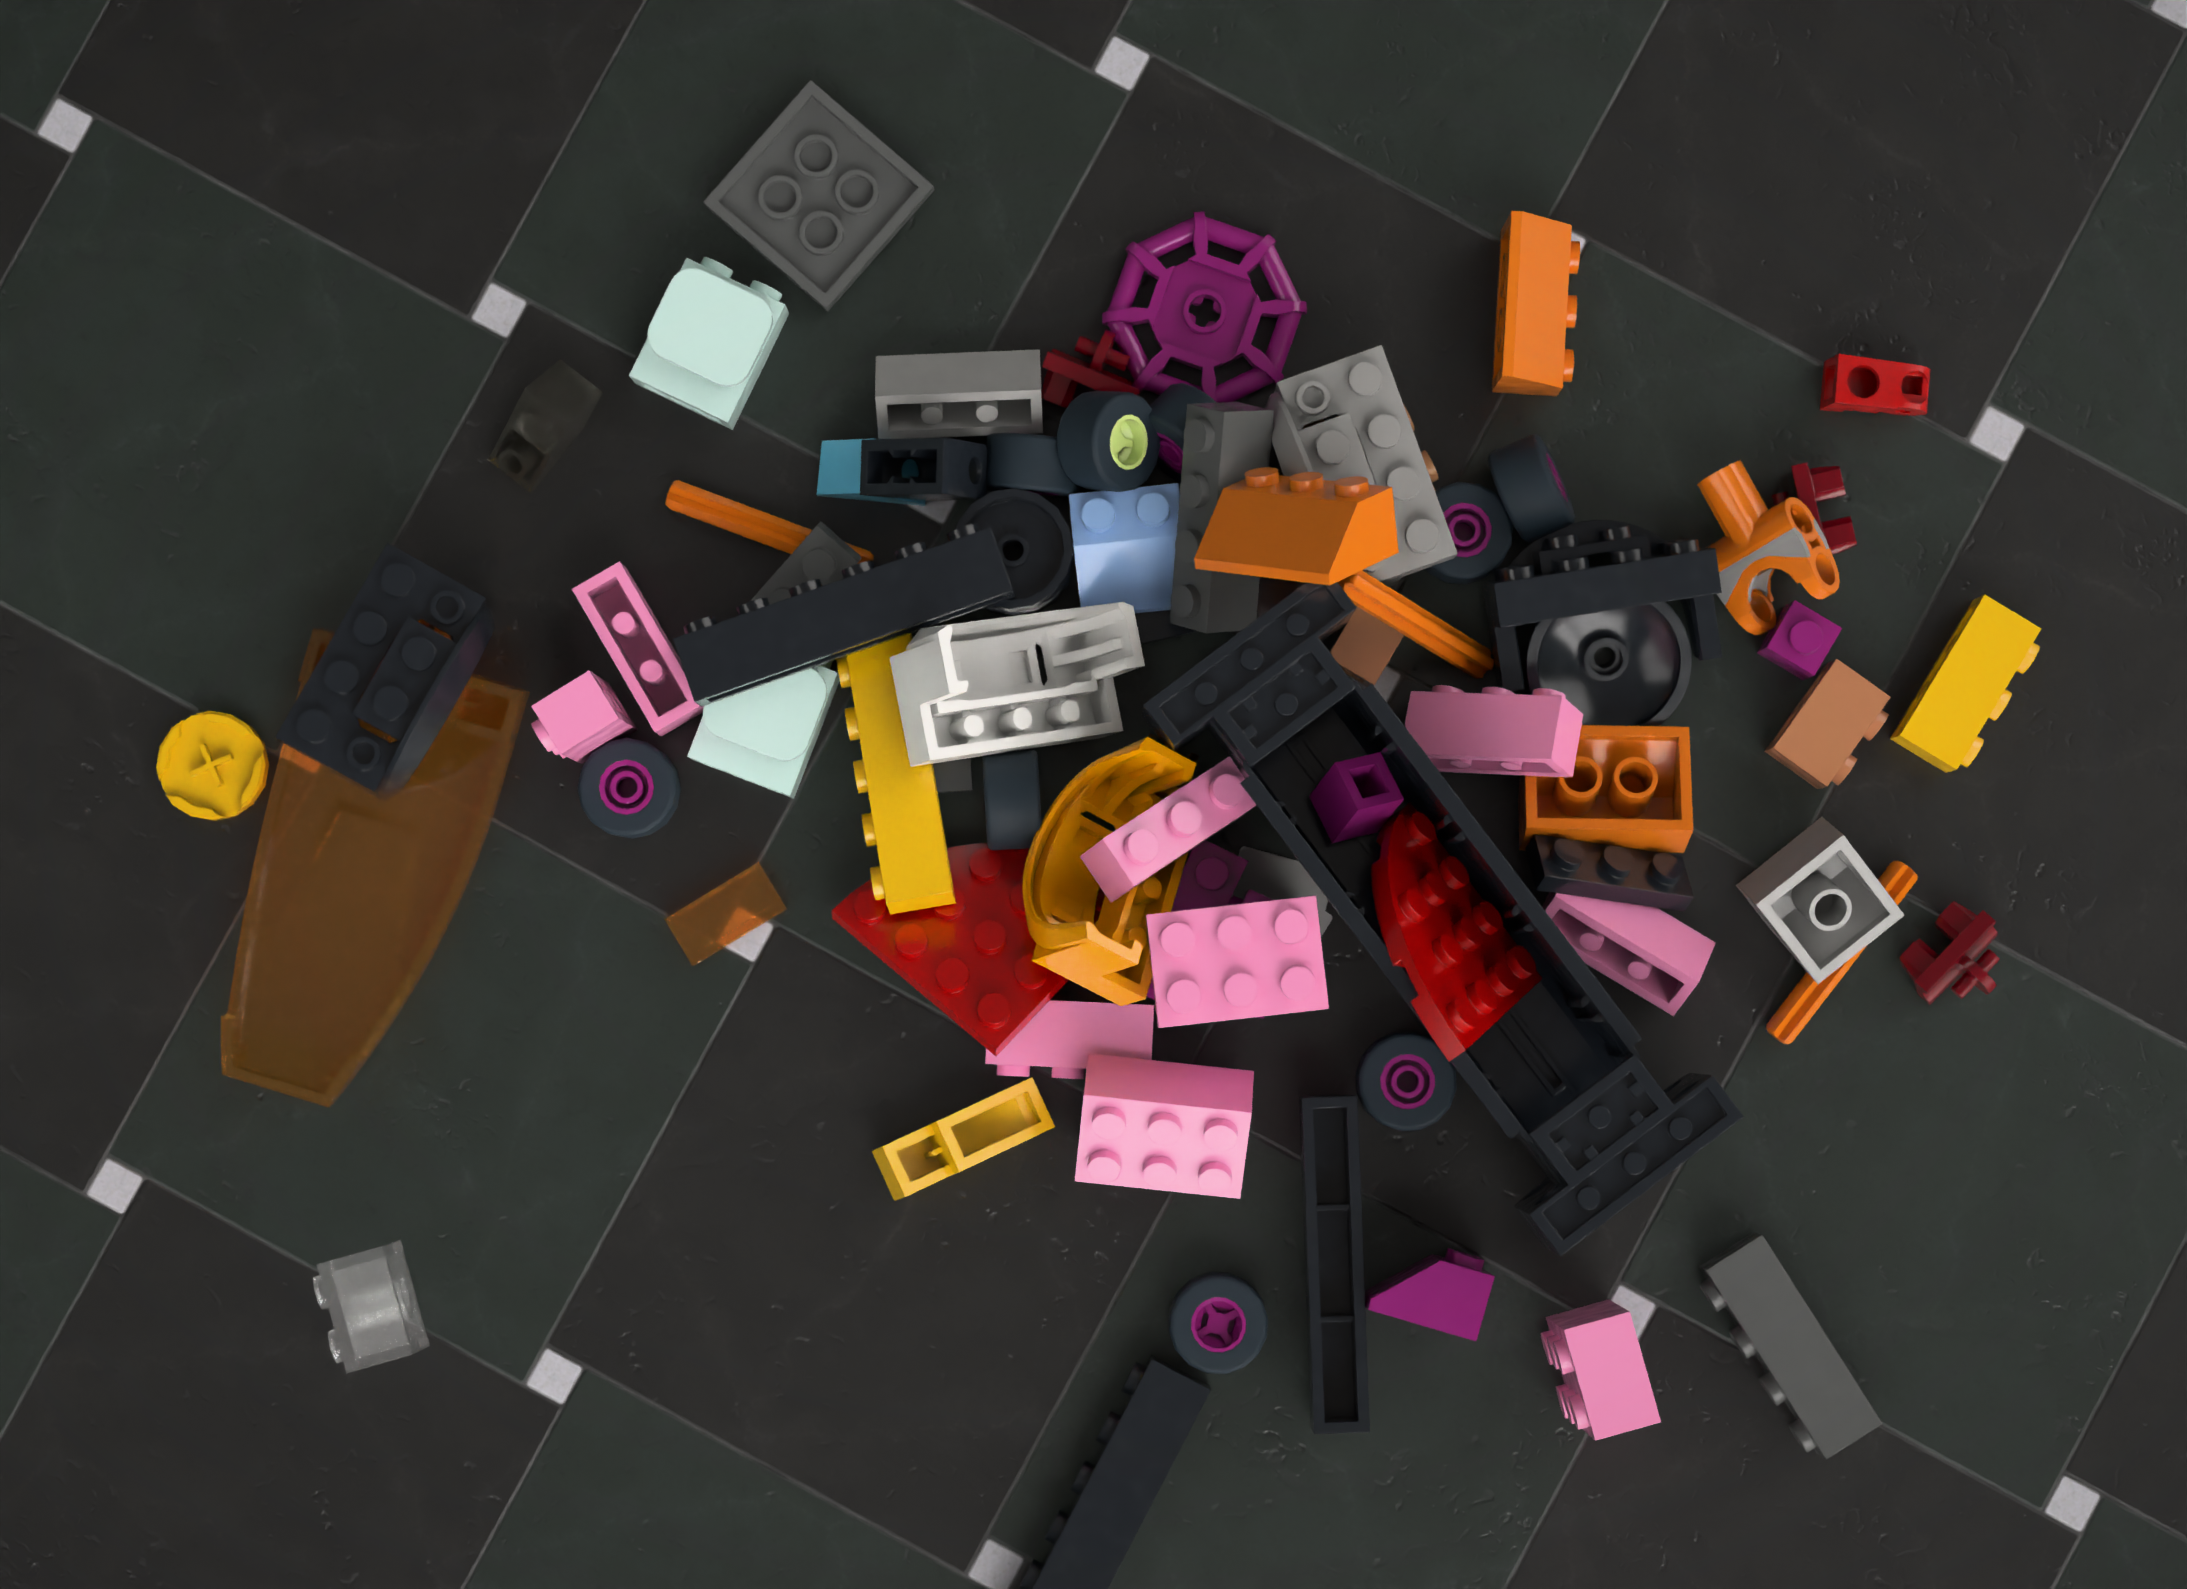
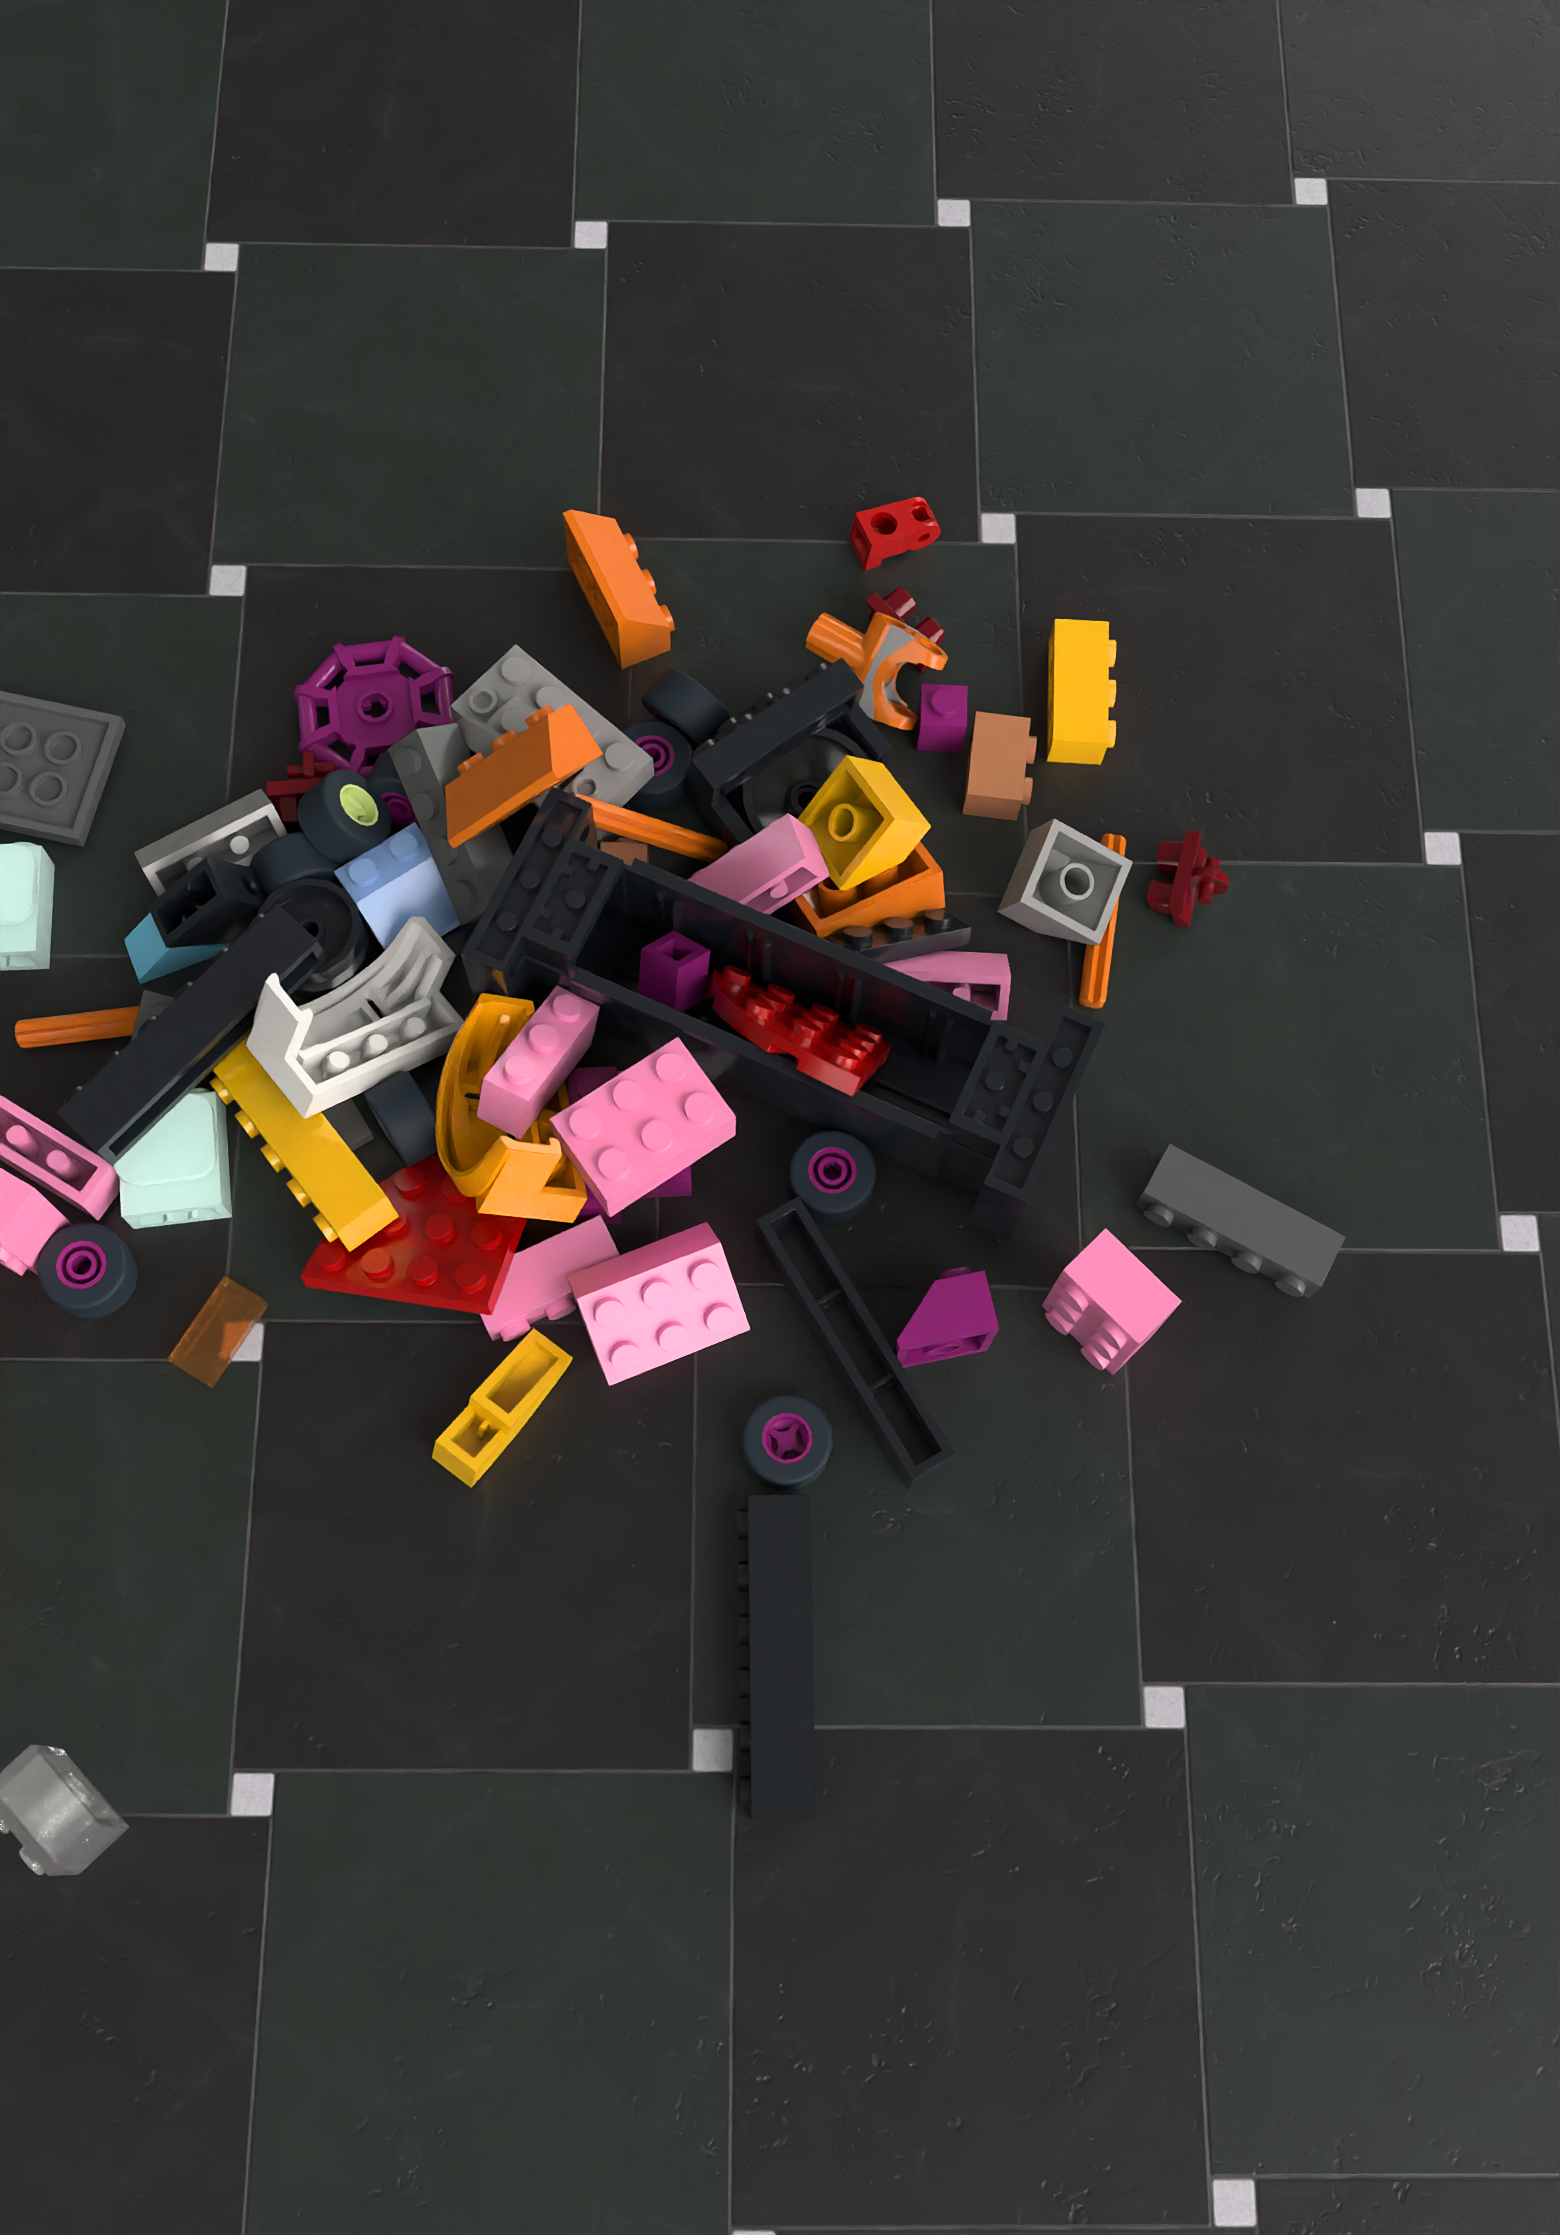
camera: 35 degrees left, 15 degrees down
(1639, 733) = (862, 822): none -> yellow slope

